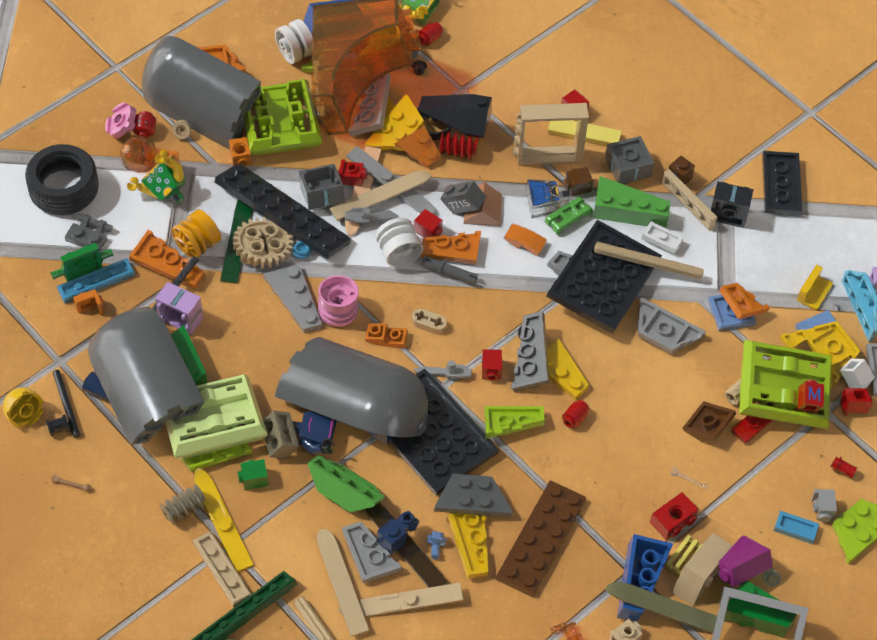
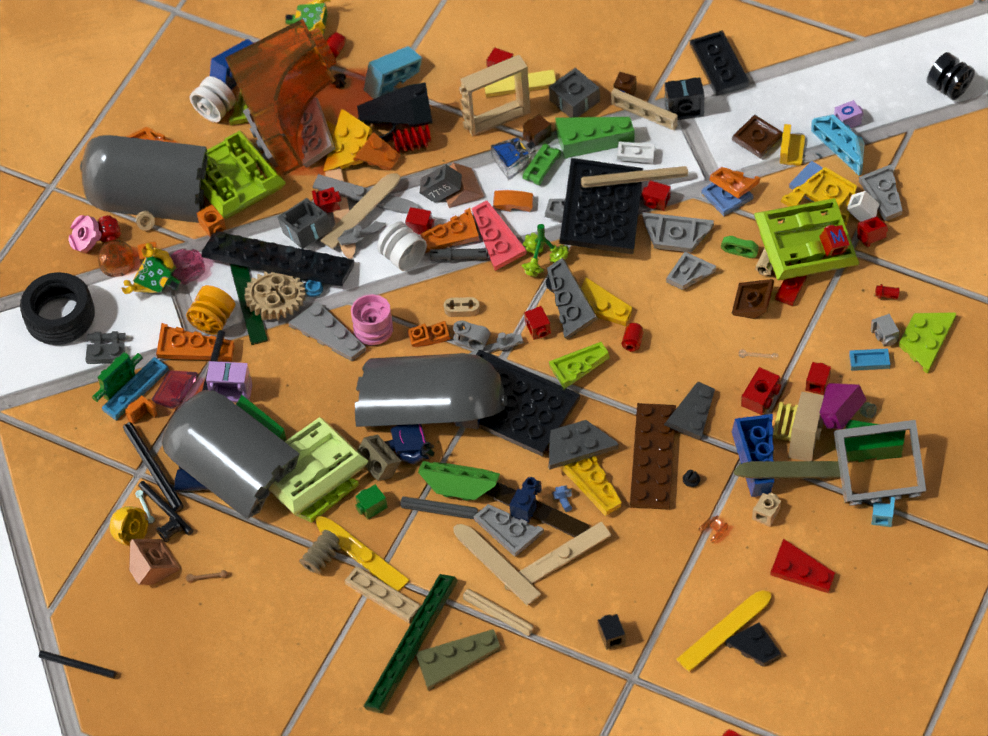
camera: 15 degrees left, 0 degrees up
(26, 448) = (150, 561): none -> nougat slope
(50, 381) = (139, 494): none -> light aqua hinge
(74, 360) = (153, 467): none -> black axle
(129, 294) = (174, 388): none -> clear pink slope
(201, 192) = (190, 273): none -> clear pink plate
(314, 505) = (438, 507): none -> dark grey axle
(423, 352) = (472, 336): none -> light grey piece
(470, 75) = (390, 70): none -> medium azure wedge
(494, 268) = (497, 237): none -> coral wing
(526, 287) = (534, 244): none -> lime plant
(567, 575) = (691, 478): none -> black piece
(598, 510) = (693, 411): none -> dark grey wing
(660, 371) = (689, 271): none -> light grey wing
(662, 286) = (656, 195): none -> red brick
(719, 366) = (739, 247): none -> bright green plate
(736, 525) = (818, 378): none -> red brick
(786, 266) = (757, 136): none -> reddish brown plate

